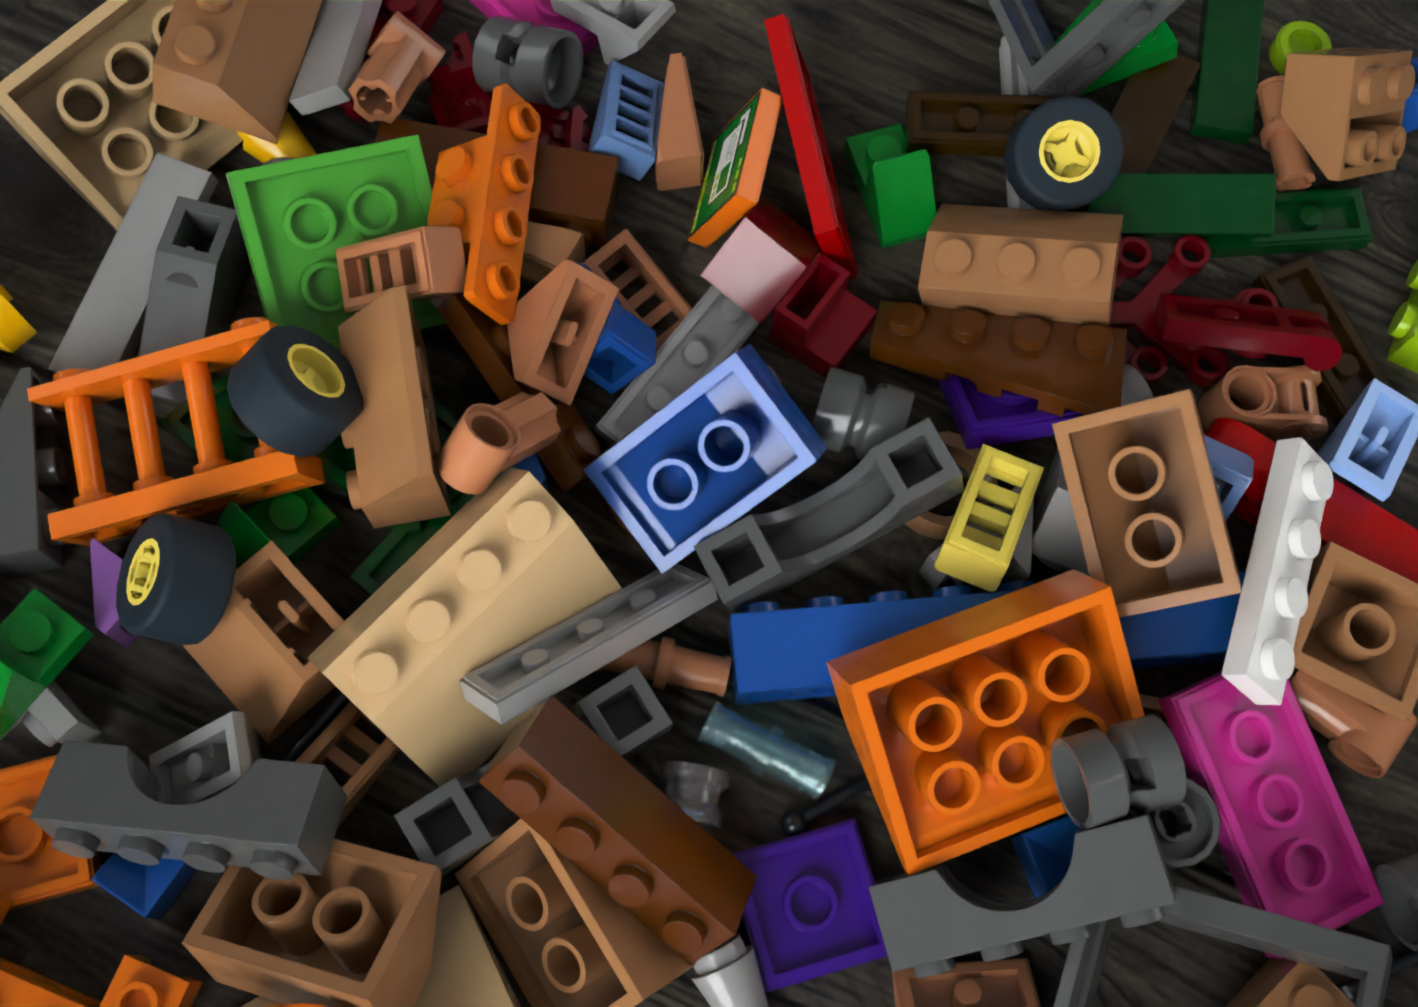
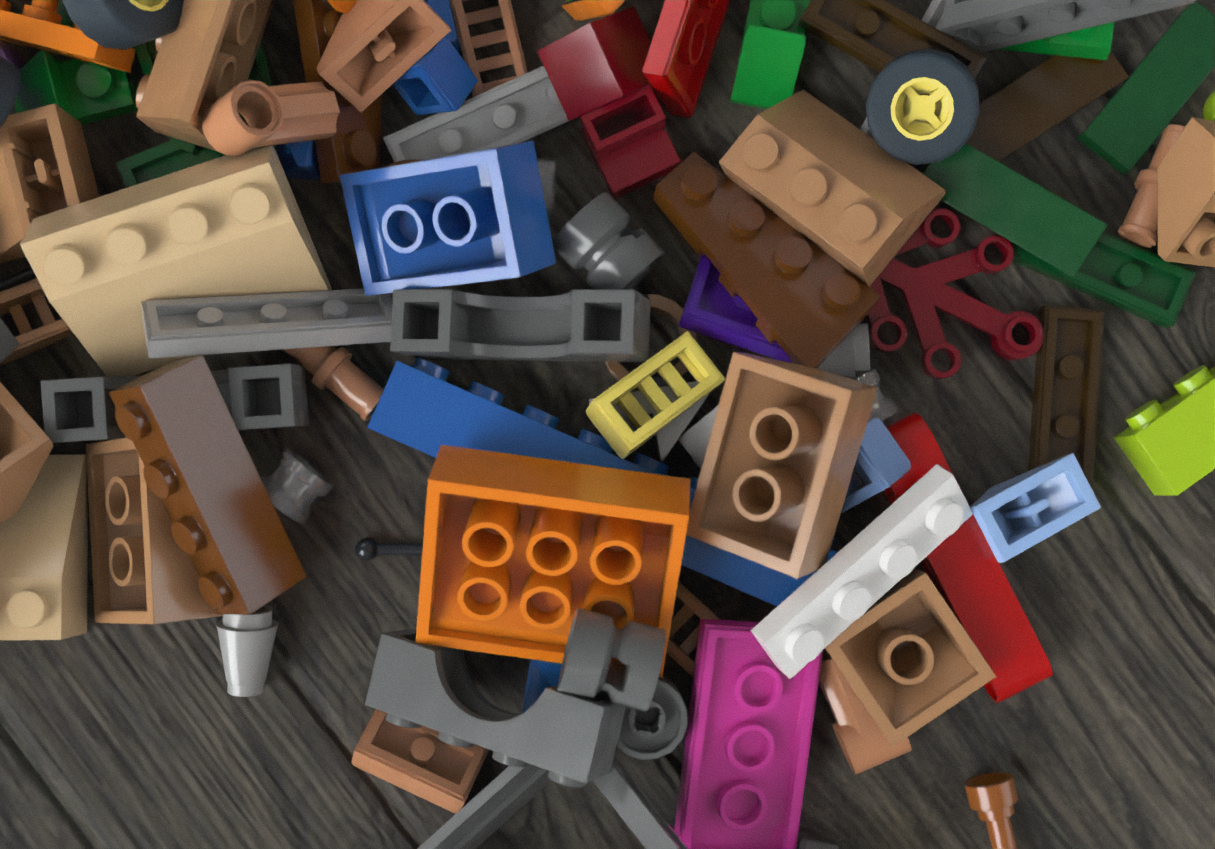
camera: 30 degrees right, 15 degrees up
(767, 750) = (374, 481): clear light blue pin -> none
(811, 905) = (338, 615): dark purple tile -> none
(1248, 329) = (991, 351): dark red plate -> none
(1273, 401) = (981, 426): nougat piece -> none

